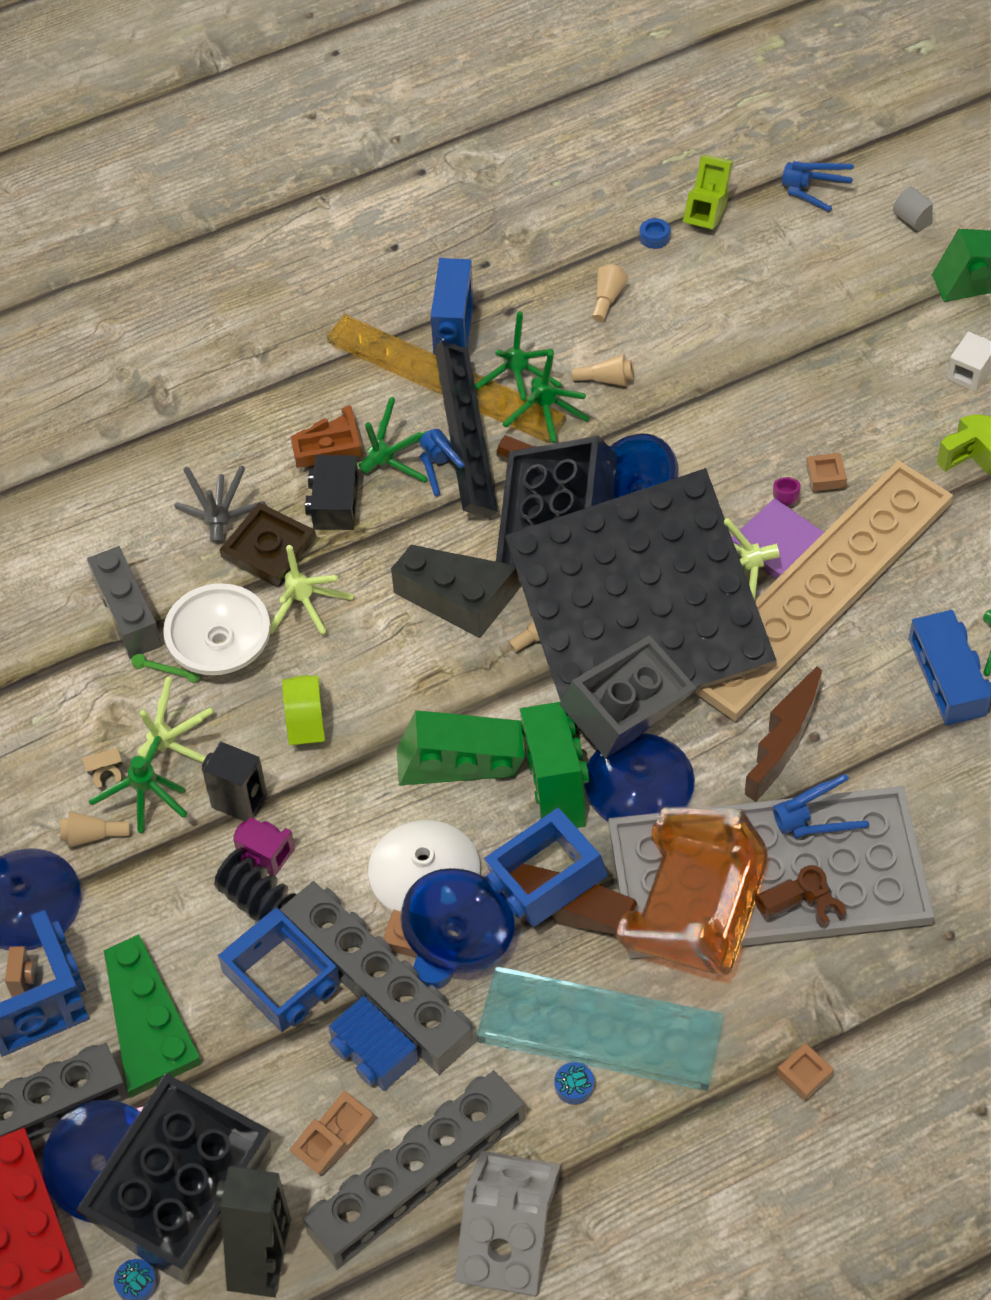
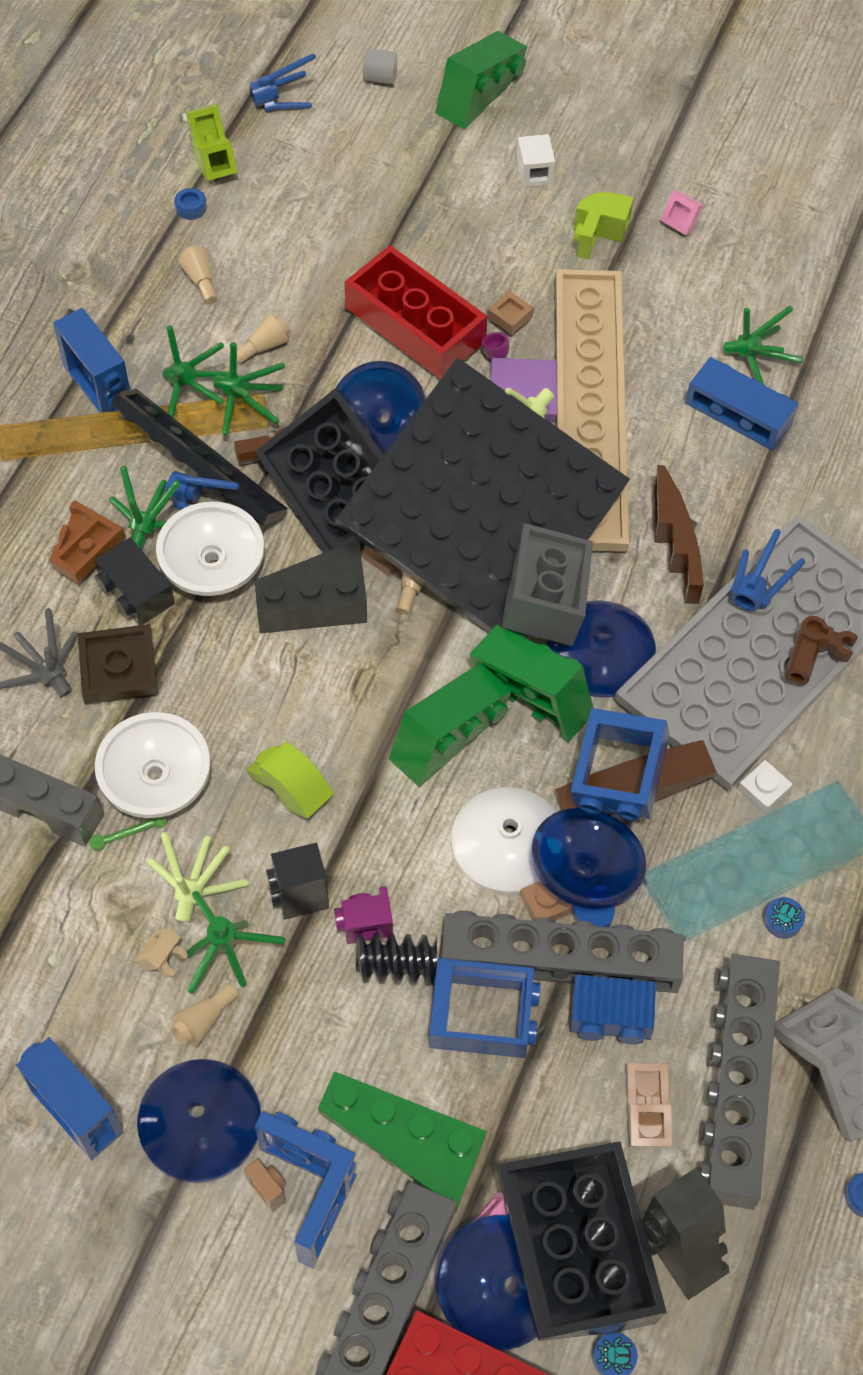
camera: 45 degrees left, 5 degrees up
(301, 588) = (186, 680): yellowish green plant -> none
(406, 489) = (205, 534): none -> white dish
(660, 978) = (765, 786): none -> white plate
(700, 890) = (741, 698): clear orange windscreen -> none
(742, 422) = (415, 311): none -> red brick

